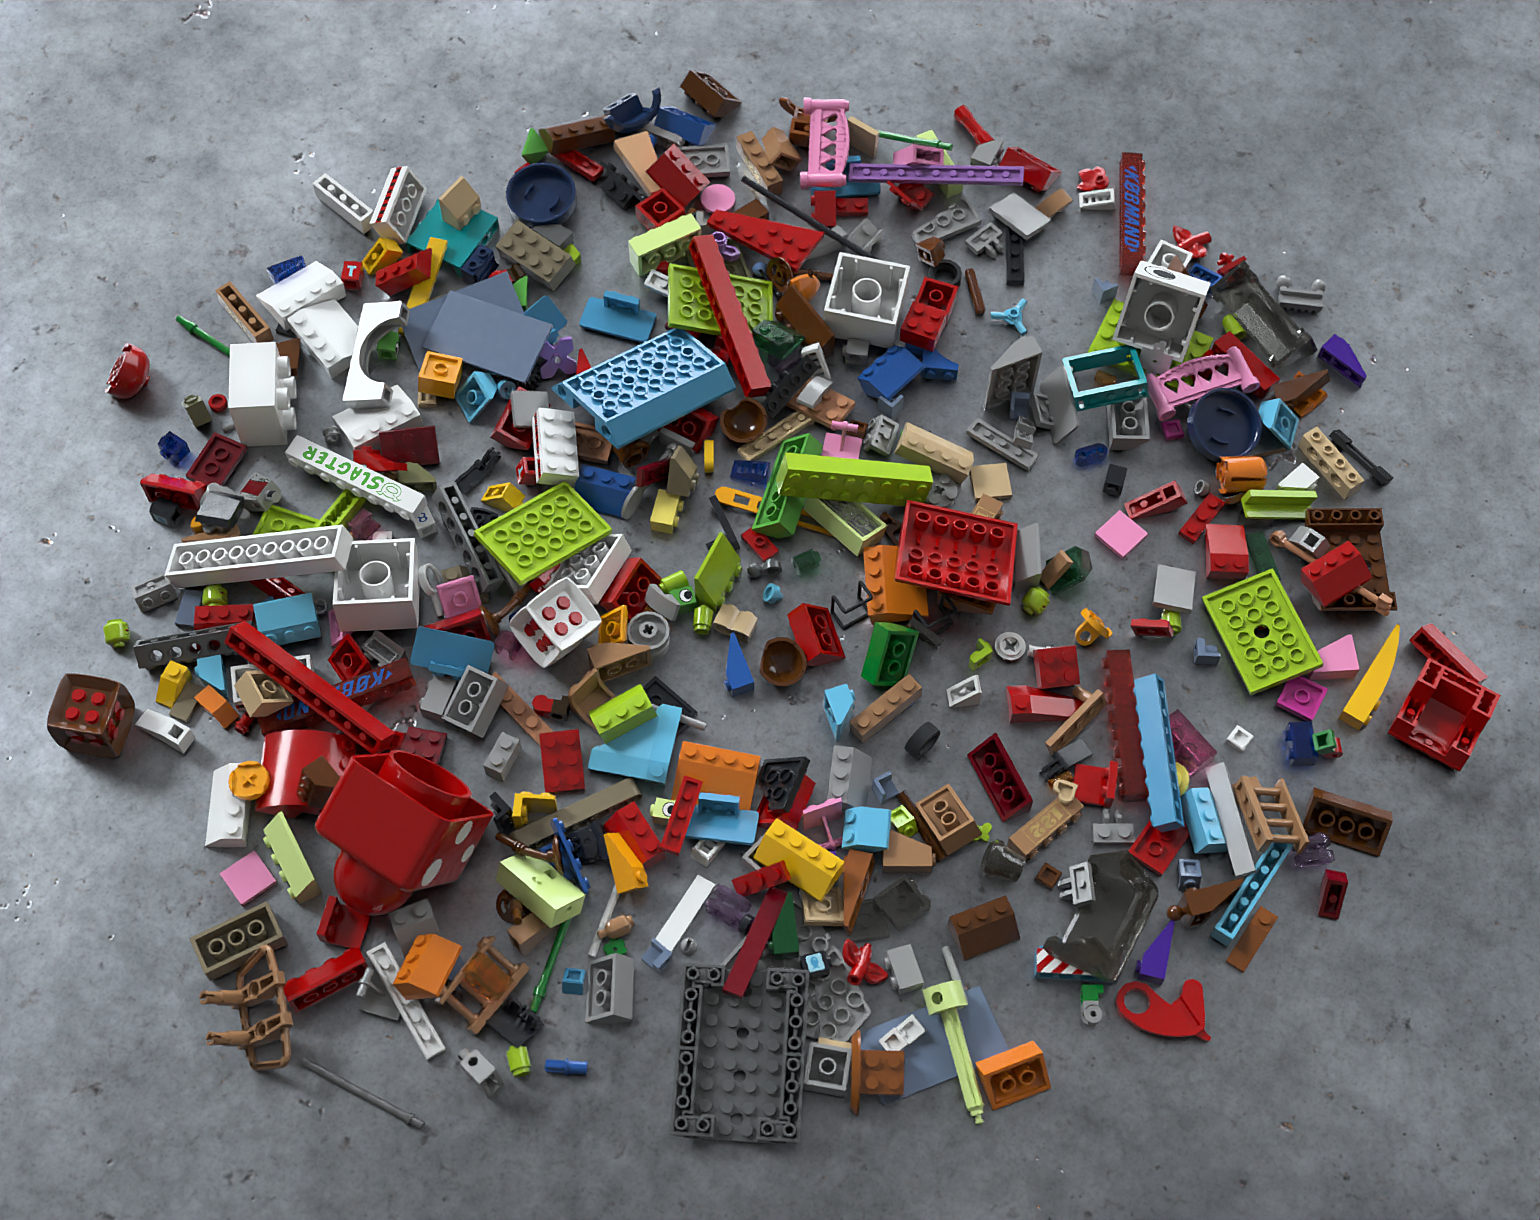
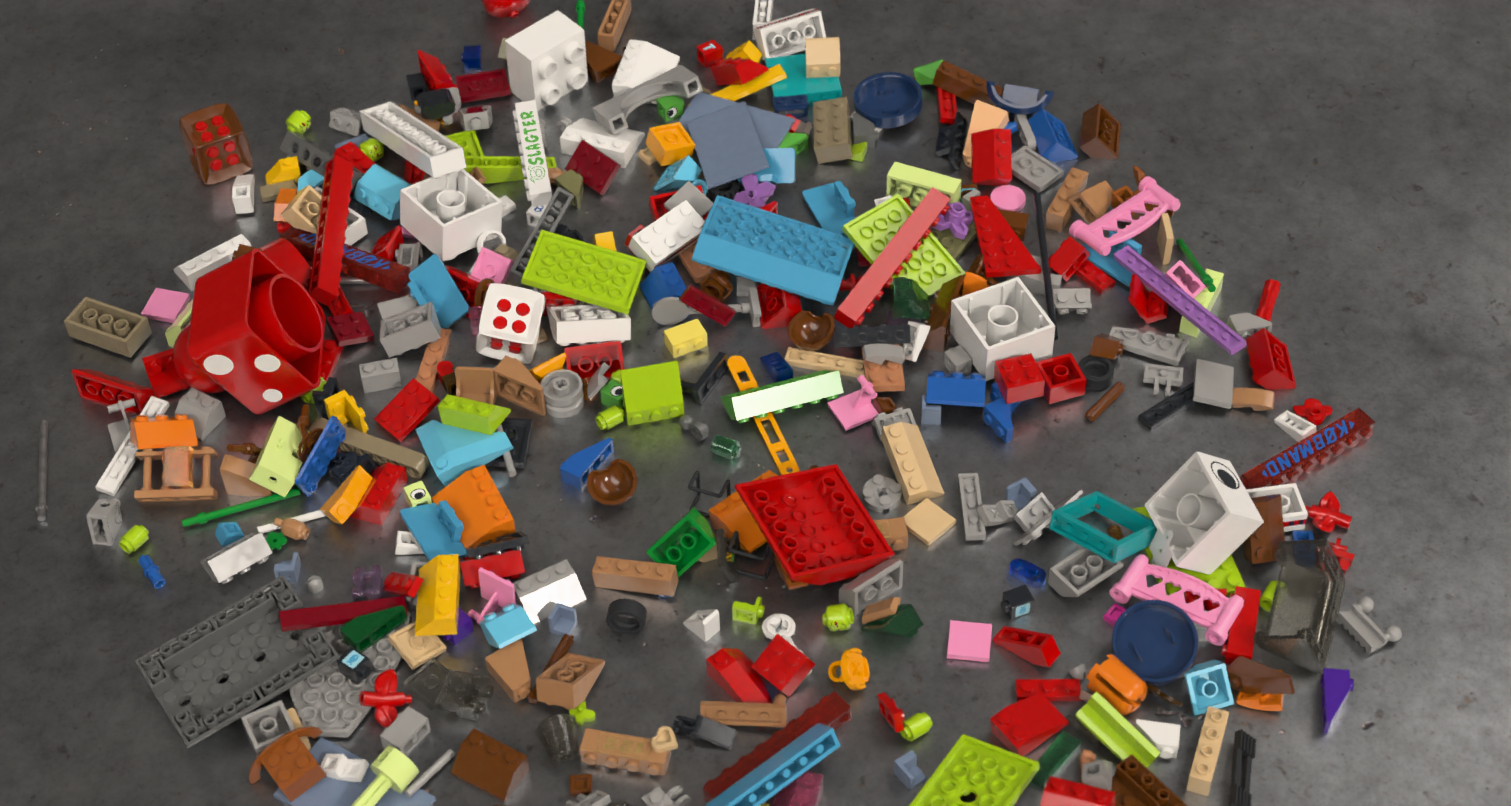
camera: 55 degrees right, 15 degrees down
(249, 780) = (226, 246): light orange tile -> none
(250, 995) = (67, 360): medium nougat piece -> none
(285, 269) = (668, 20): clear blue slope -> none
(302, 289) = (670, 38): white slope -> none
(366, 524) = (495, 185): clear pink window -> none
(375, 461) = (561, 155): red slope -> none
(478, 471) = (613, 219): black arm -> none
(515, 1022) = (163, 516): black hinge -> none
(658, 210) = (953, 165): red brick -> none
(681, 815) = (415, 500): red plate -> none
(682, 473) = (723, 319): dark tan slope -> none
(685, 912) = (339, 564): white tile -> none
(709, 456) = (762, 333): yellow beam -> none
(732, 620) = (626, 438): tan brick -> none
(760, 270) = (968, 259): hinge -> none
(760, 544) = (715, 413): red plate -> none
(772, 593) = (675, 445): medium azure tile -> none
(816, 634) = (663, 494): red slope -> none
(838, 708) = (603, 540): medium azure slope -> none
(848, 522) = (788, 440): yellowish green brick -> none
(853, 480) = (818, 418): lime brick -> none
(857, 874) = (453, 652): dark orange slope -> none
(903, 821) = (540, 652): lime bracket -> none
(1000, 778) = (643, 695): dark red slope -> none
(1012, 316) = (1107, 439): medium azure piece -> none
(1013, 372) = (1033, 454): light grey slope -> none
(1066, 775) = (681, 740): clear orange piece -> none
(1096, 784) = (698, 765): red bracket -> none
(1174, 589) = (948, 707): light grey tile -> none

